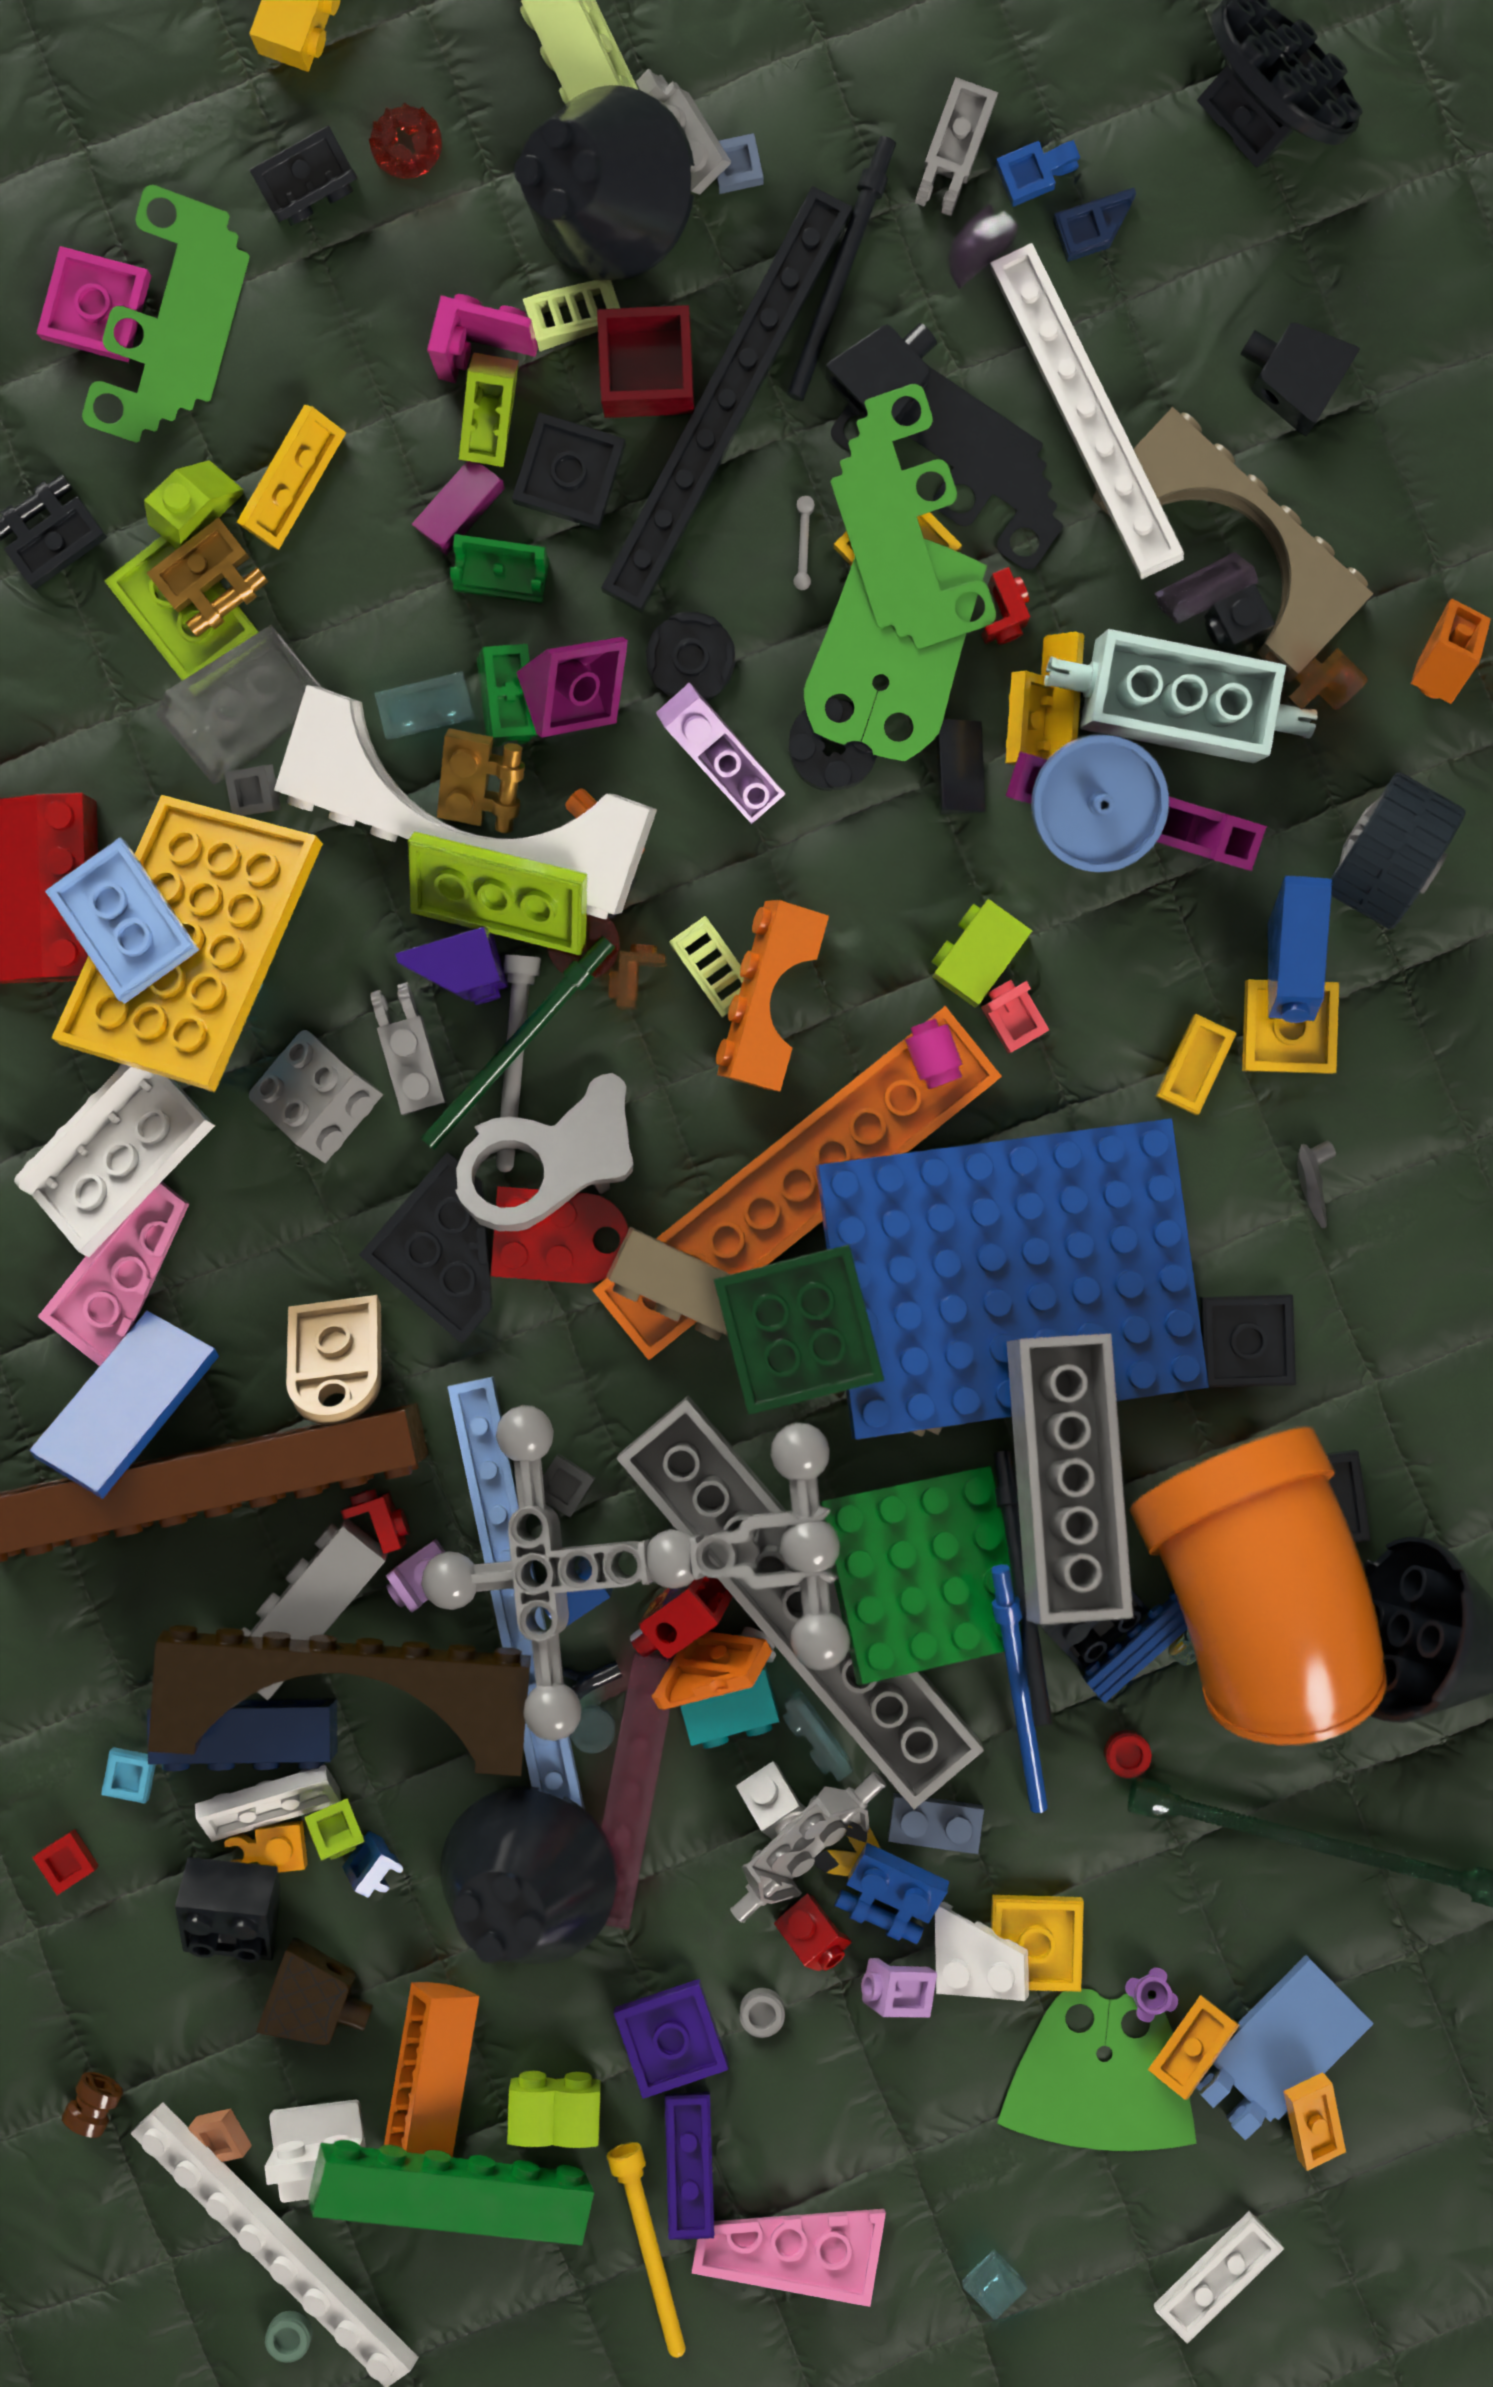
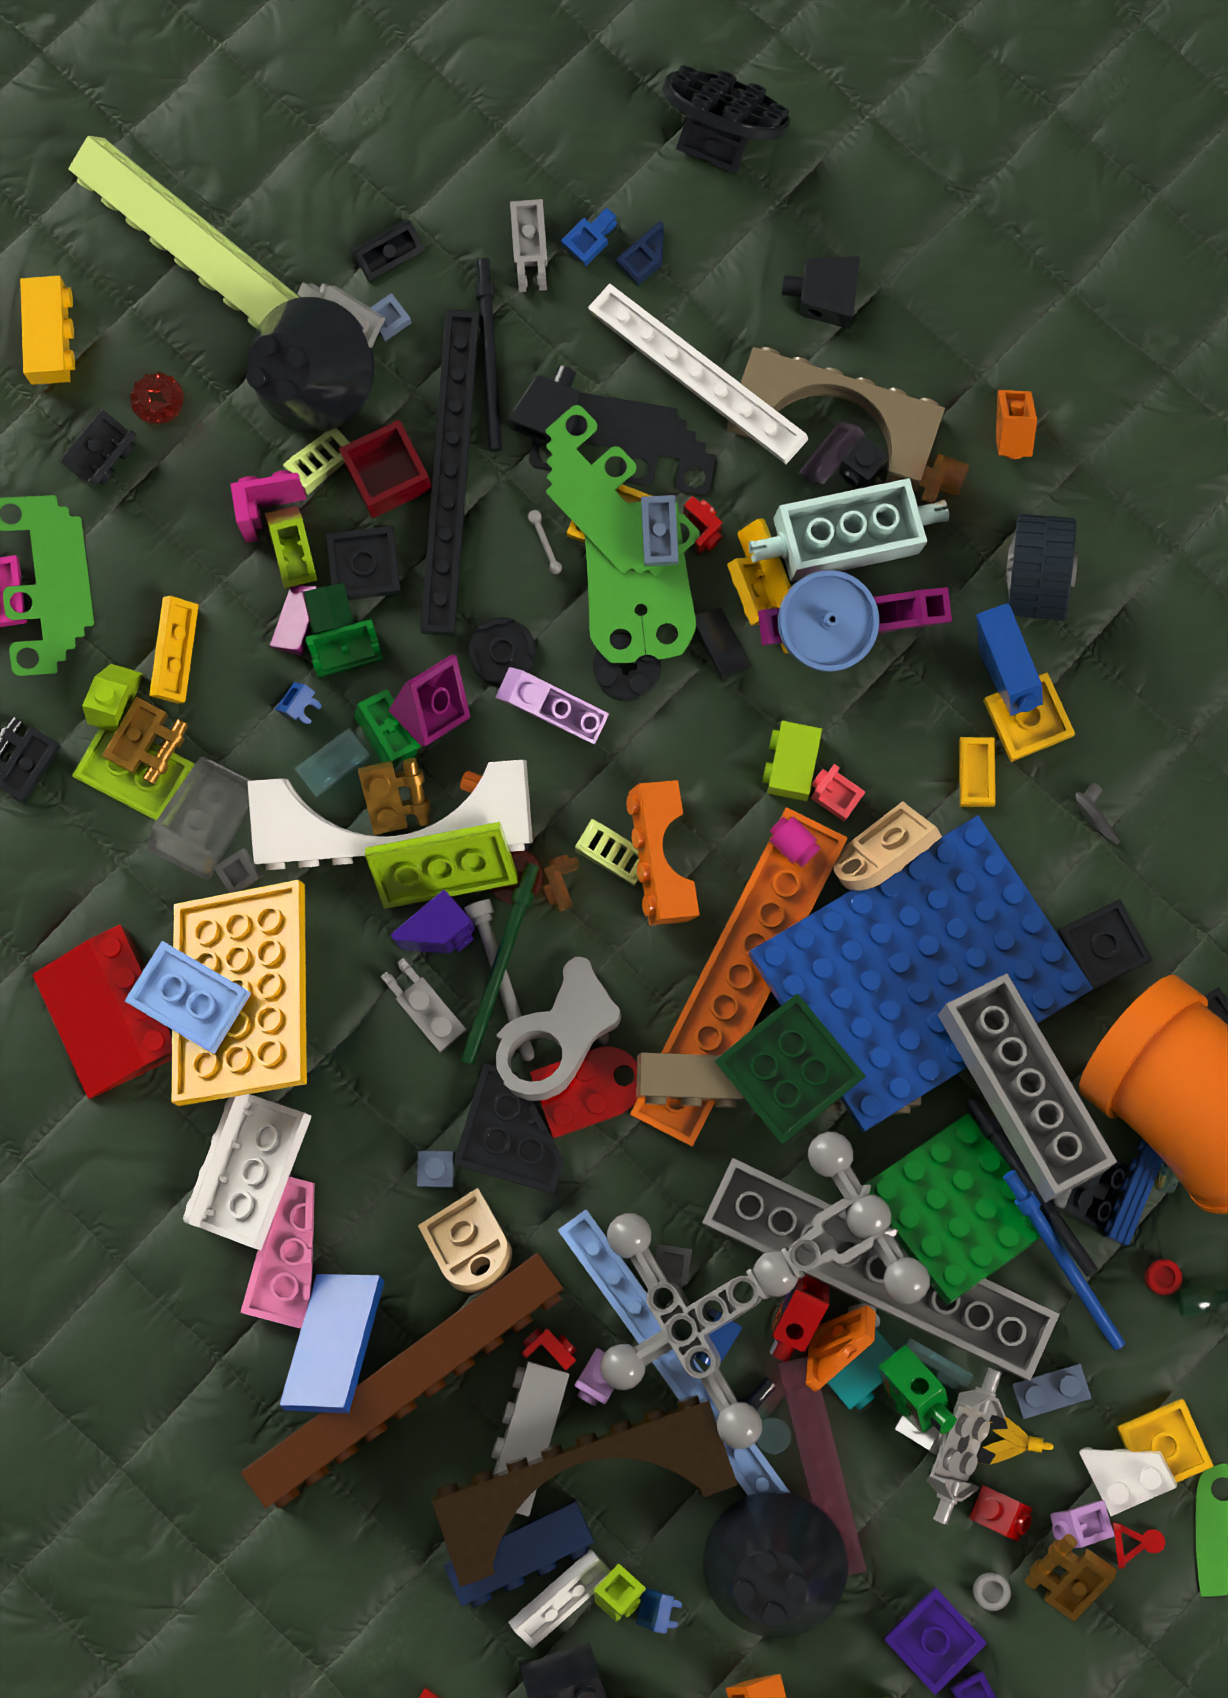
camera: 25 degrees left, 10 degrees down
(128, 1776) = (449, 1627): medium azure tile -> none
(274, 1846) = (579, 1629): light orange plate -> none
(313, 1096) = (371, 1065): light grey bracket -> none
(337, 1250) = (435, 1169): none -> sand blue plate
(413, 608) = (296, 700): none -> blue tile
(498, 509) = (327, 608): none -> dark green piece
(775, 73) = (387, 249): none -> black slope
(776, 1765) = (916, 1392): none -> green torso
(861, 2055) = (1080, 1583): none -> pearl gold plate
(897, 1884) = (1044, 1446): blue plate -> none
(947, 593) = (659, 530): none -> sand blue plate
(970, 2039) = (1151, 1541): none -> red piece
(980, 243) = (574, 299): clear purple brick -> none
(1039, 1110) = (885, 848): none -> tan plate

